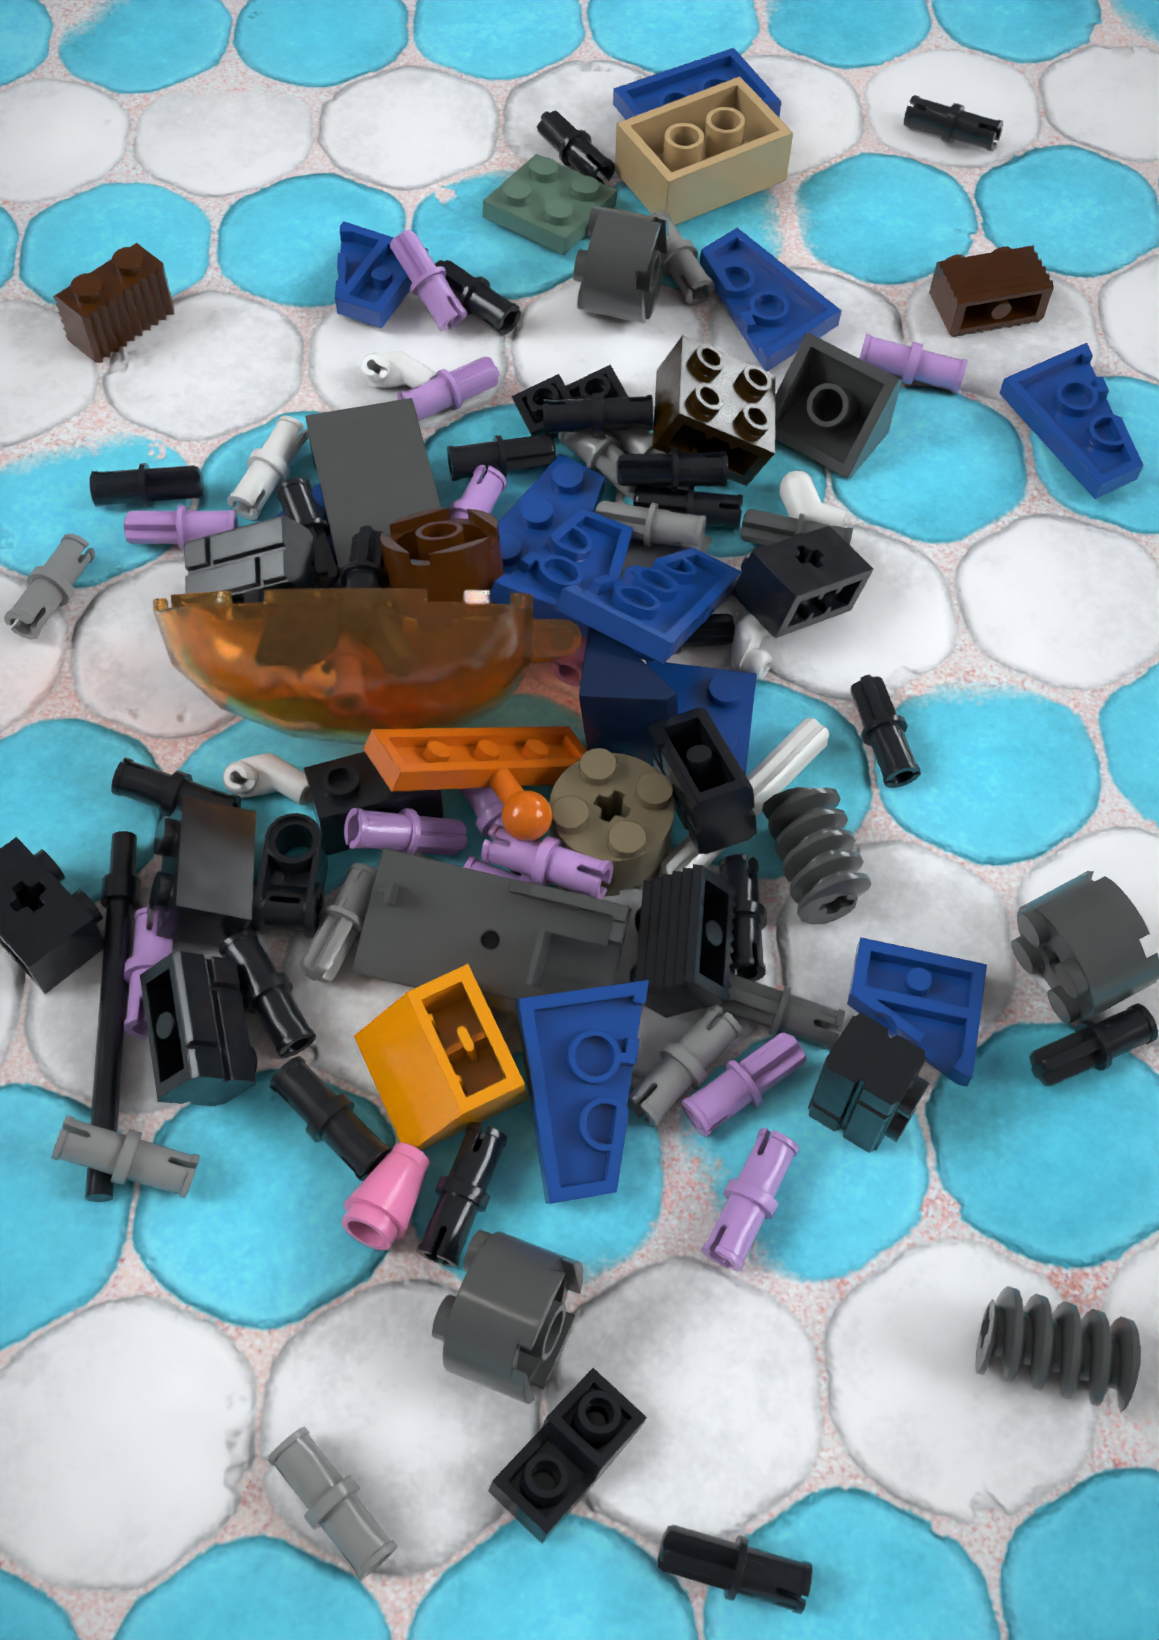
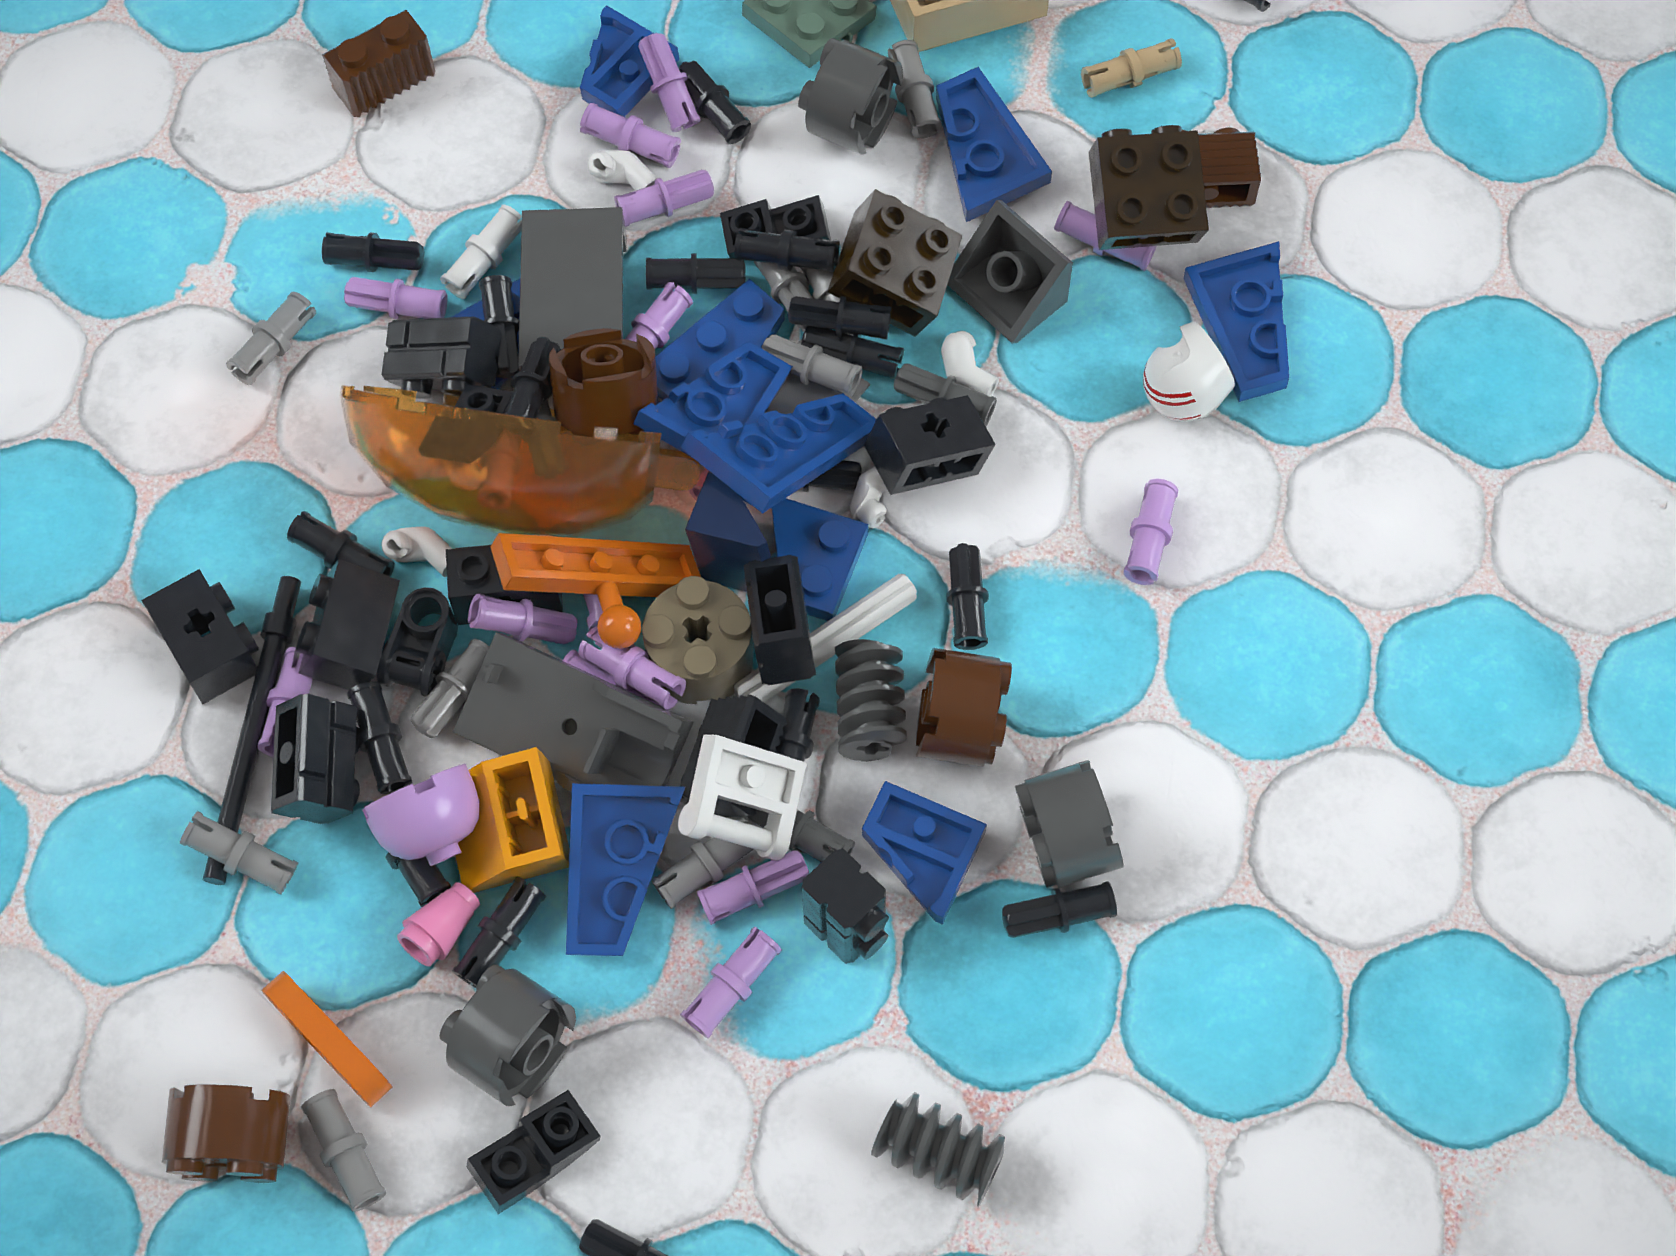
camera: 15 degrees right, 5 degrees up
(179, 1511) = (225, 1130): none -> reddish brown brick
(282, 1365) = (327, 1039): none -> orange beam
(353, 1069) = (426, 816): none -> lavender cylinder
(397, 336) = (630, 135): none -> lavender pin
(723, 956) = (747, 778): none -> white plate
(884, 213) = (1131, 67): none -> tan pin
(925, 842) = (961, 708): none -> reddish brown brick
(956, 301) = (1148, 188): none -> dark brown brick
(1045, 476) = (1187, 378): none -> white helmet
(1054, 635) = (1151, 532): none -> lavender pin

